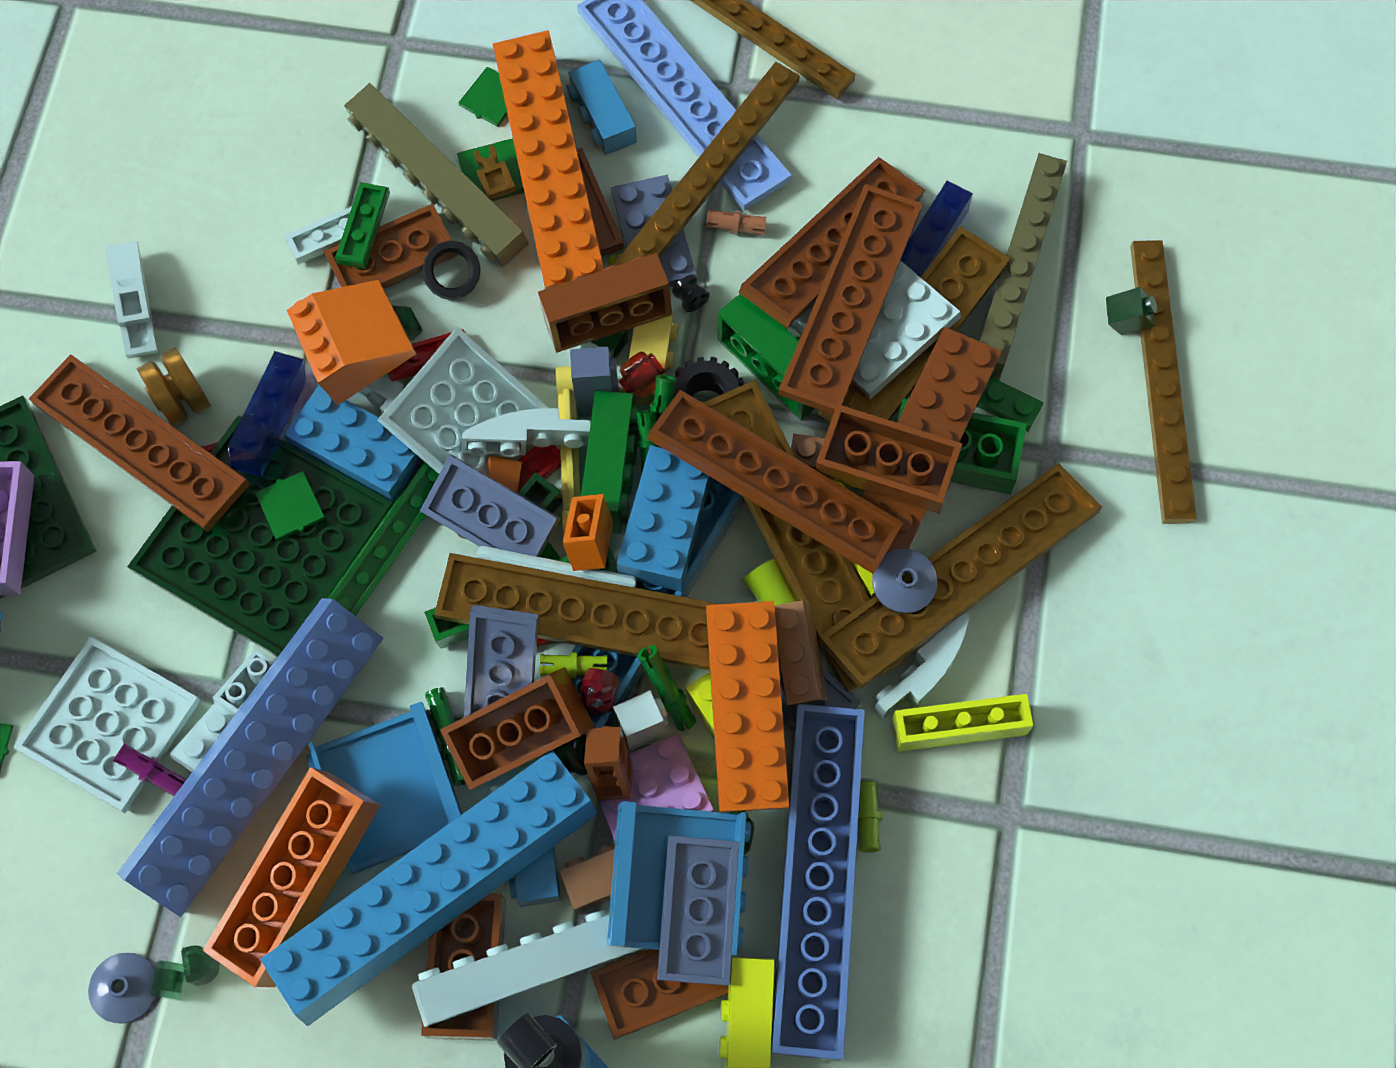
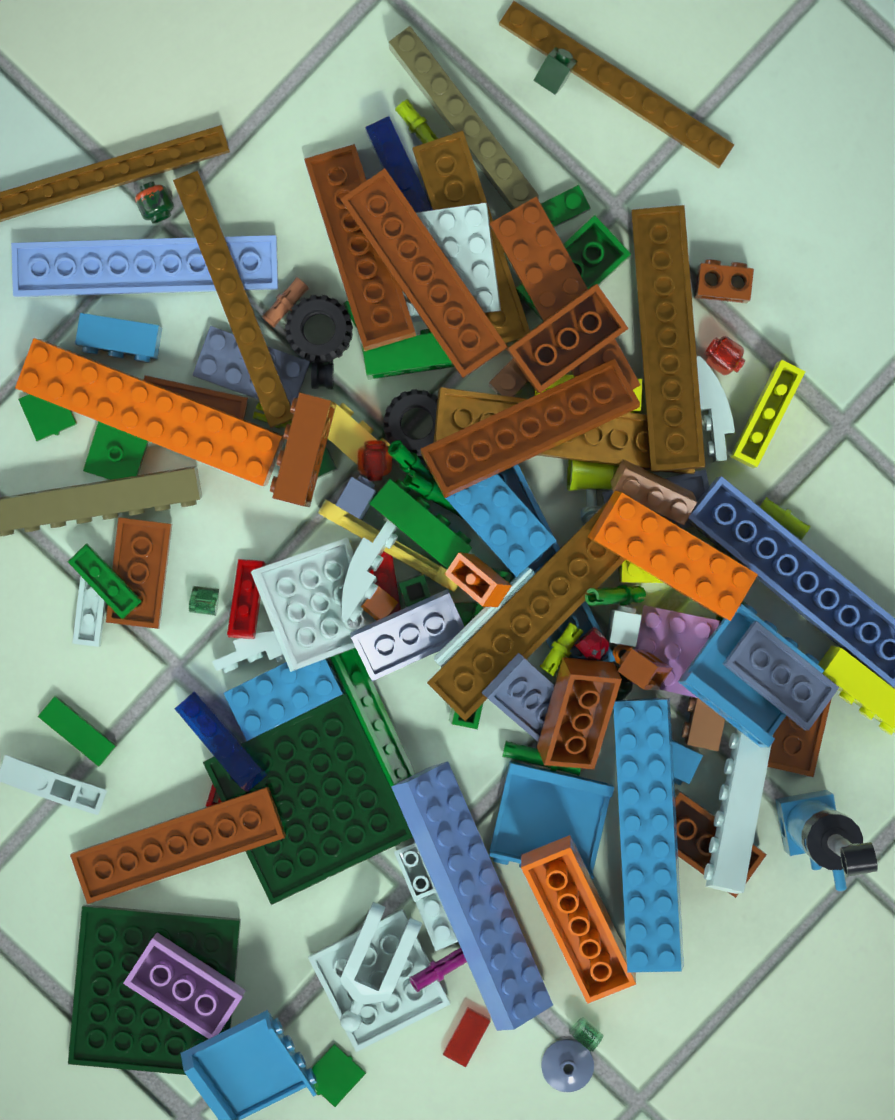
camera: 60 degrees left, 20 degrees up
(82, 702) = (362, 991): none -> light aqua piece
(94, 855) = (466, 1037): none -> clear red tile
(173, 387) = (153, 796): pearl gold wheel -> none
(198, 966) = (589, 1012): clear green brick -> none
(201, 293) = (77, 731): none -> green tile
(290, 505) = (301, 766): green piece -> none
(350, 337) = (201, 647): orange slope -> none
(451, 247) = (207, 537): black tyre -> none
(494, 176) = (129, 459): pearl gold plate -> none
(723, 241) = (314, 306): none -> black tyre
(744, 64) = (154, 202): none -> dark green head
(896, 593) = (640, 377): sand blue dish -> none
(986, 226) = (415, 122): none -> lime pin
(988, 643) = (725, 355): none -> clear red head
(1050, 598) = (724, 289): none -> dark orange brick

